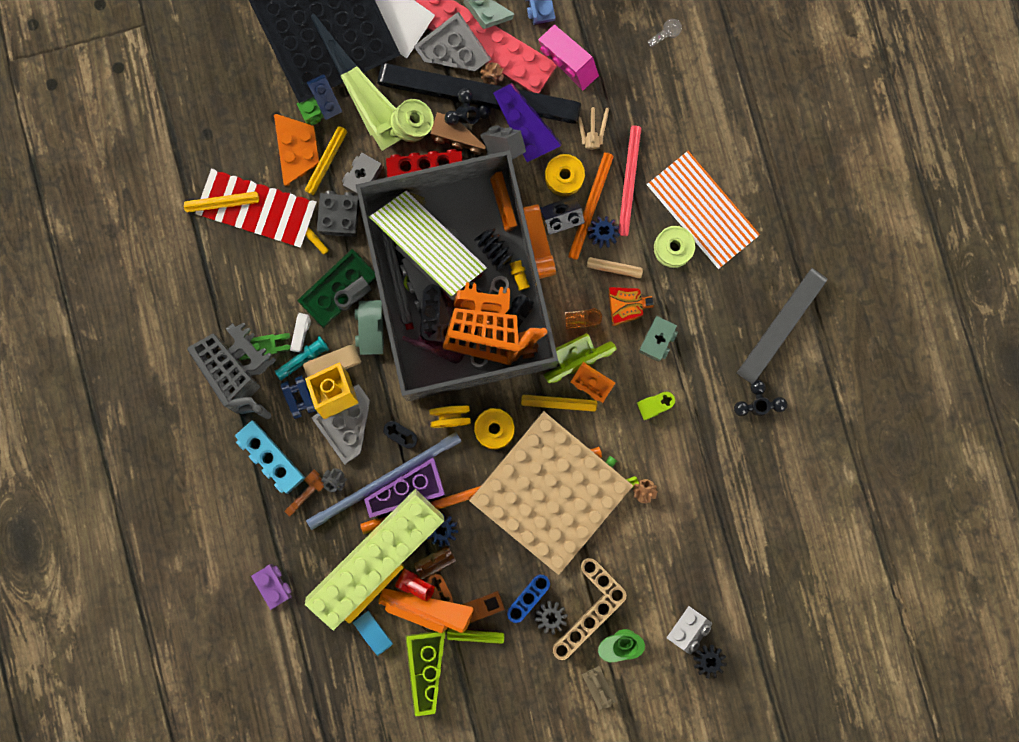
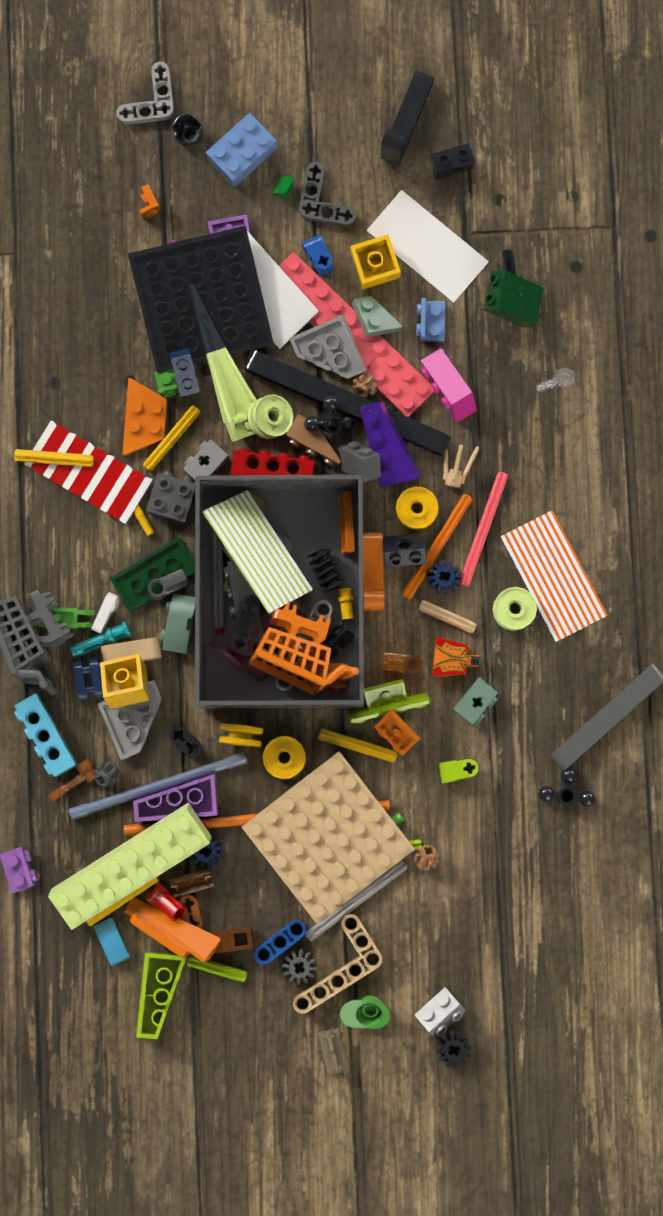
camera: 15 degrees right, 0 degrees up
(563, 576) = (354, 902): none -> light grey axle

